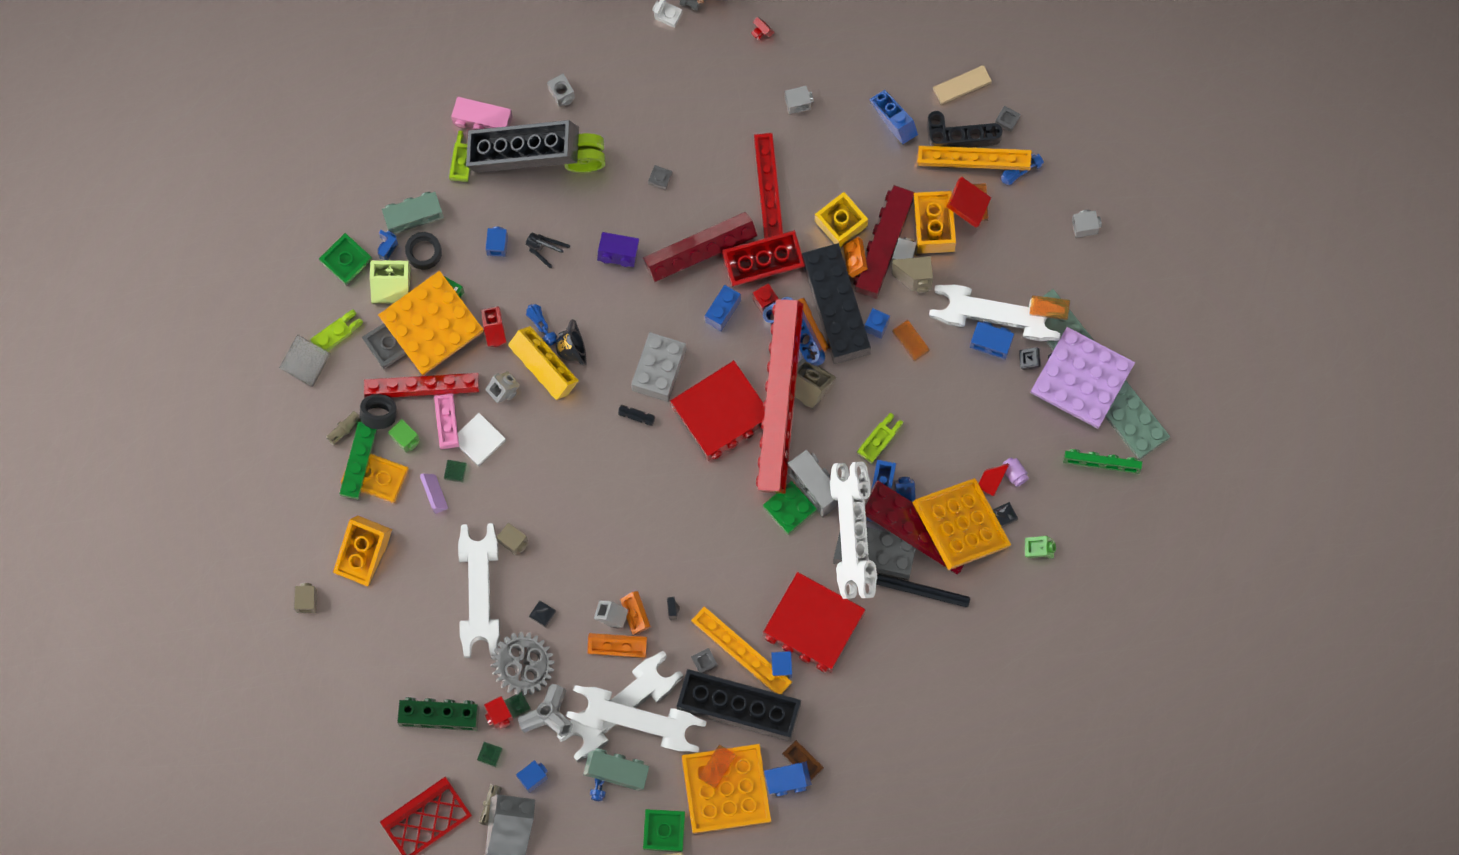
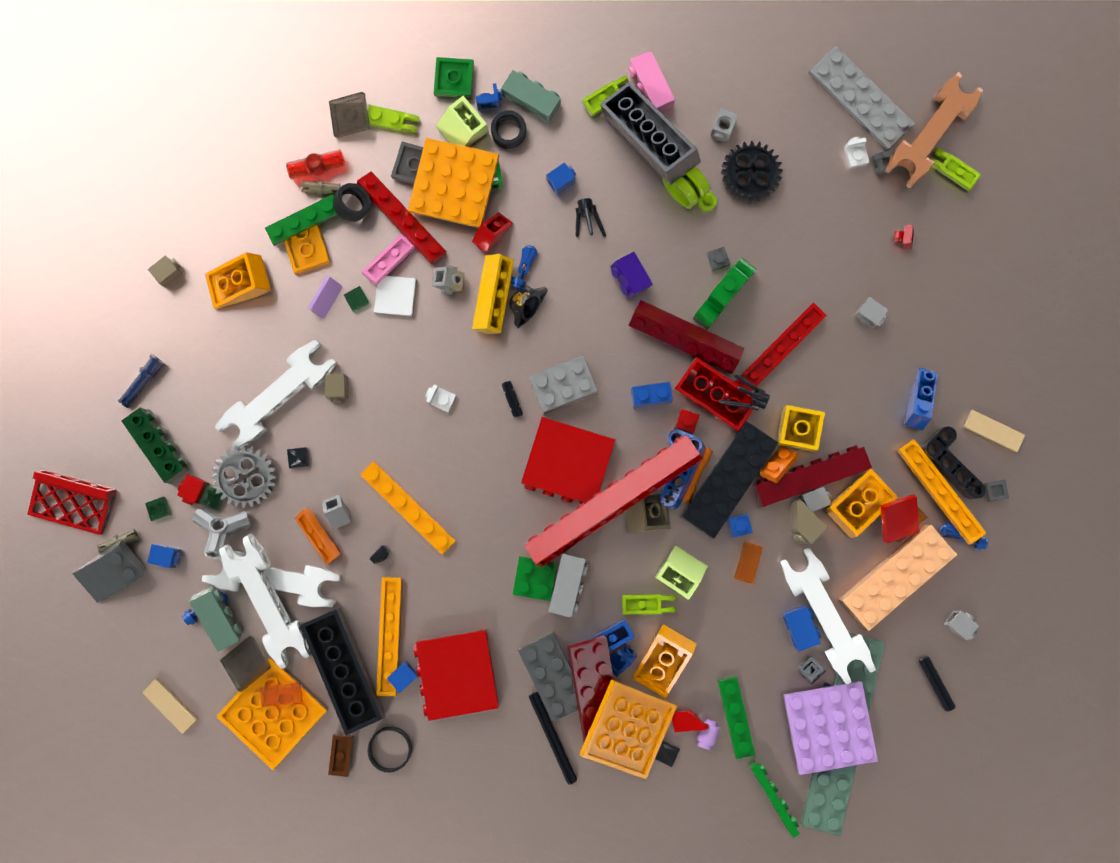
camera: 50 degrees right, 10 degrees up
(327, 406) = (303, 167): none -> clear red piece
(374, 678) = (146, 373): none -> dark blue pin
(404, 436) = (350, 238): bright green brick -> none
(589, 468) = (440, 398): none -> white bracket
(610, 150) = (708, 202): none -> lime tile
(627, 108) = (750, 155): none -> black gear
(636, 613) = (353, 530): orange plate -> none
(653, 560) = (408, 508): none -> light orange plate
(664, 830) = (202, 691): green plate -> none
(670, 777) = (245, 663): none -> clear smoke tile
(691, 193) = (724, 293): none -> green brick
(704, 661) = (358, 613): flat silver plate -> none
(787, 778) = (315, 757): blue brick -> none
(792, 229) = (759, 397): none -> black plant
(835, 702) = (371, 758): none -> black tyre
(855, 564) = (571, 632): white piece -> none
(876, 394) = (681, 572): none -> yellowish green slope
(933, 460) = (664, 661): none -> light orange slope
(1011, 241) = (897, 577): none -> light nougat brick
(1019, 442) = (736, 717): none -> green plate
(1039, 547) = (662, 804): bright green bracket -> none
(1049, 307) = (865, 658): clear orange tile -> none
(1115, 276) = (937, 683): none -> black axle

